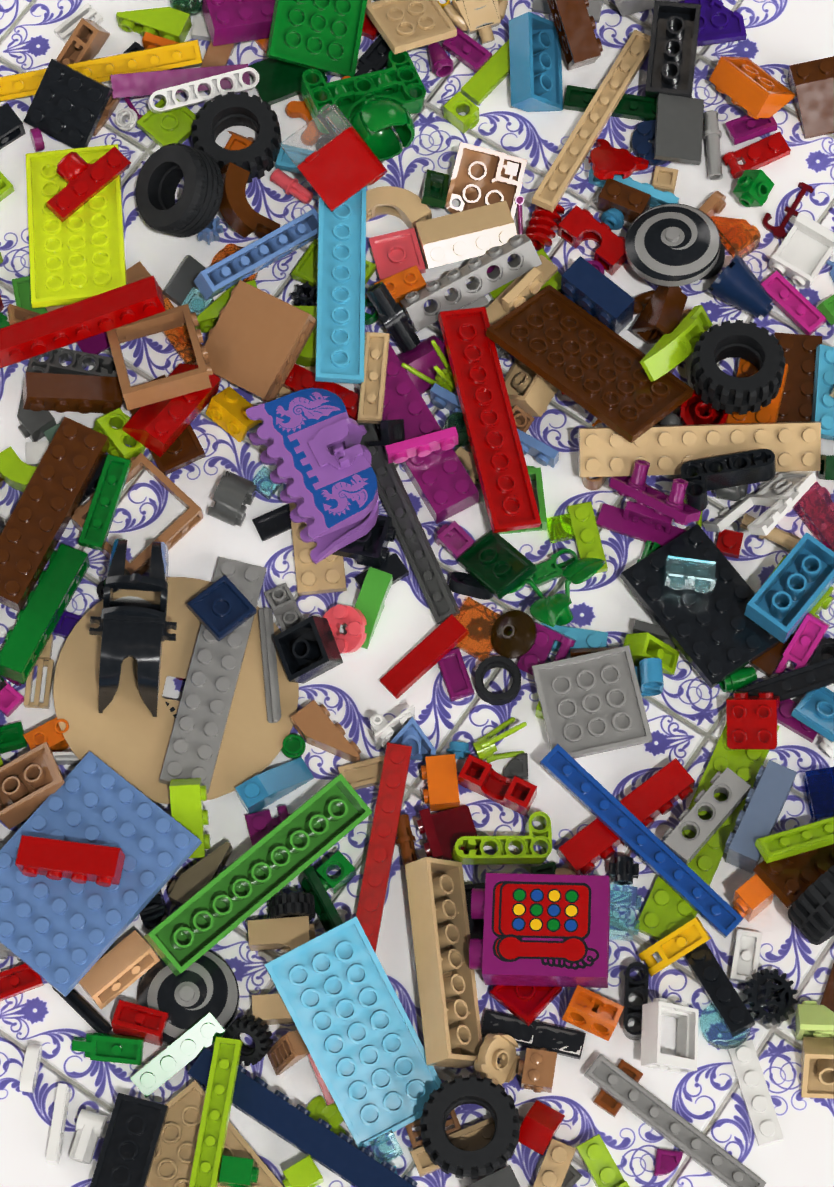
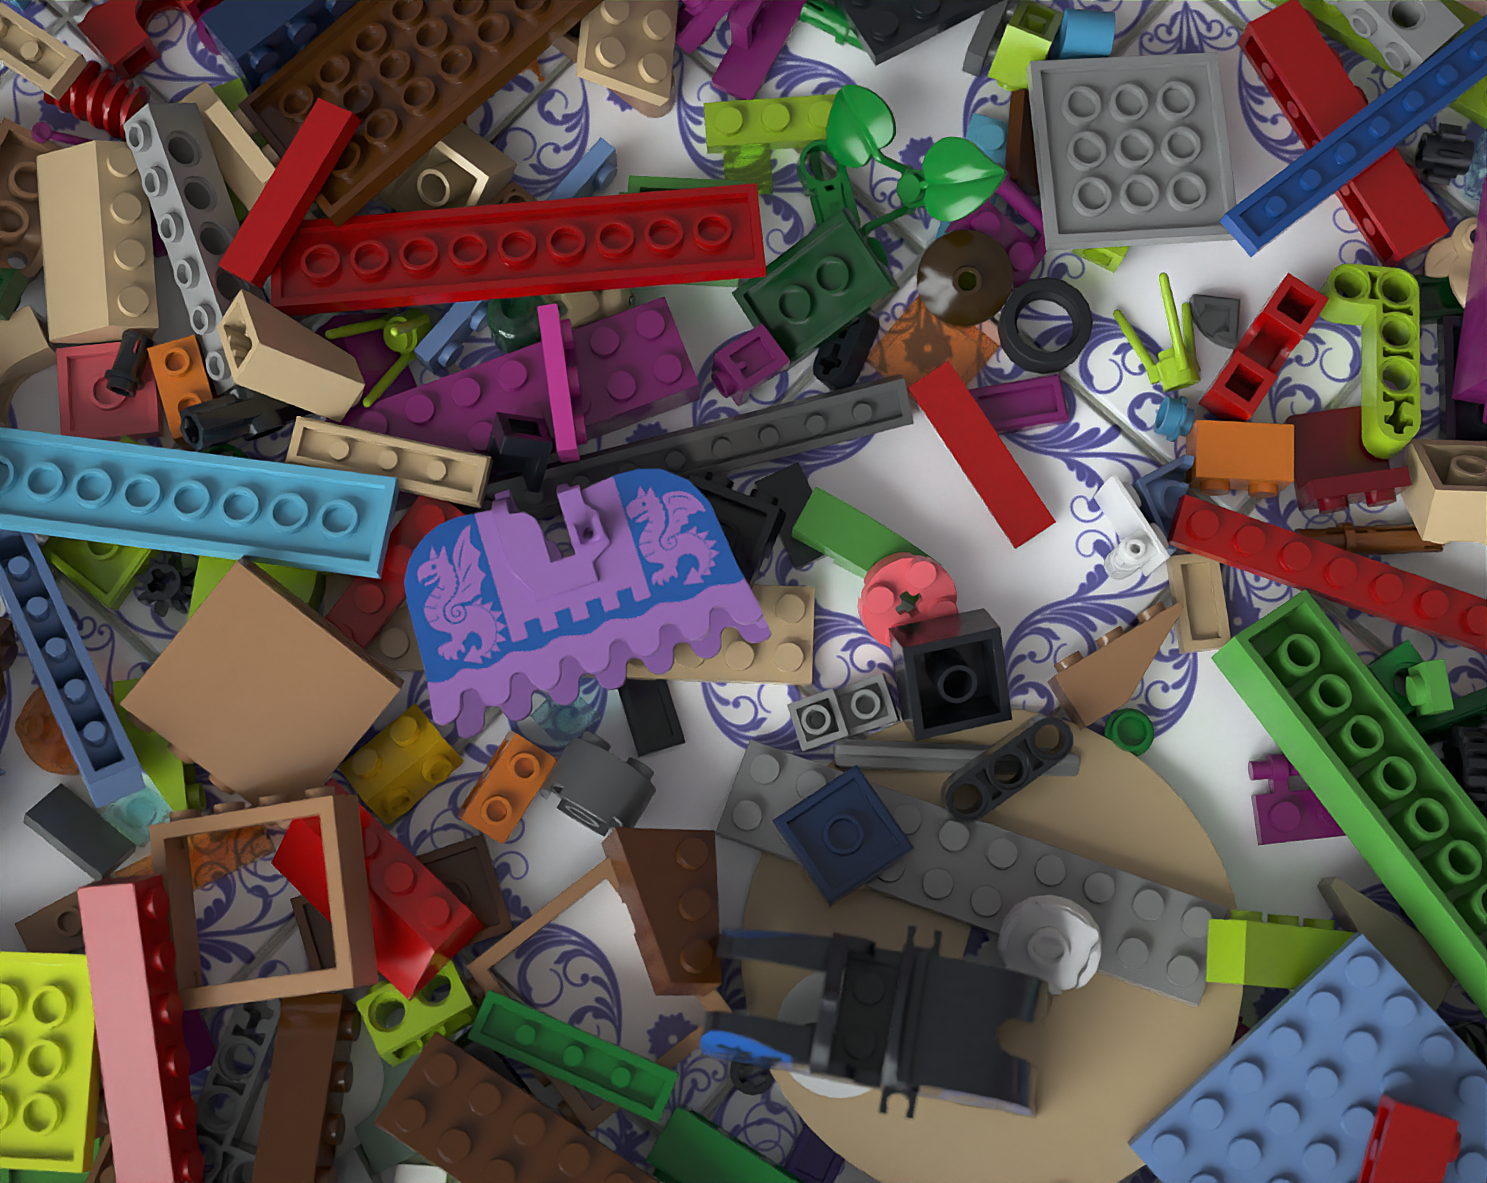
camera: 90 degrees left, 10 degrees up
(180, 706) = (1051, 941): none -> white tile
(183, 533) = (673, 904): none -> reddish brown wedge
(227, 458) = (506, 787): none -> orange bracket
(257, 674) = (1031, 765): none -> black beam
(273, 785) = (1209, 779): dark azure slope -> none
(328, 873) = (1429, 688): none -> bright green plate
(406, 259) = (128, 366): none -> black pin
(414, 323) = (287, 359): none -> tan slope
(498, 310) = (289, 192): none -> red tile

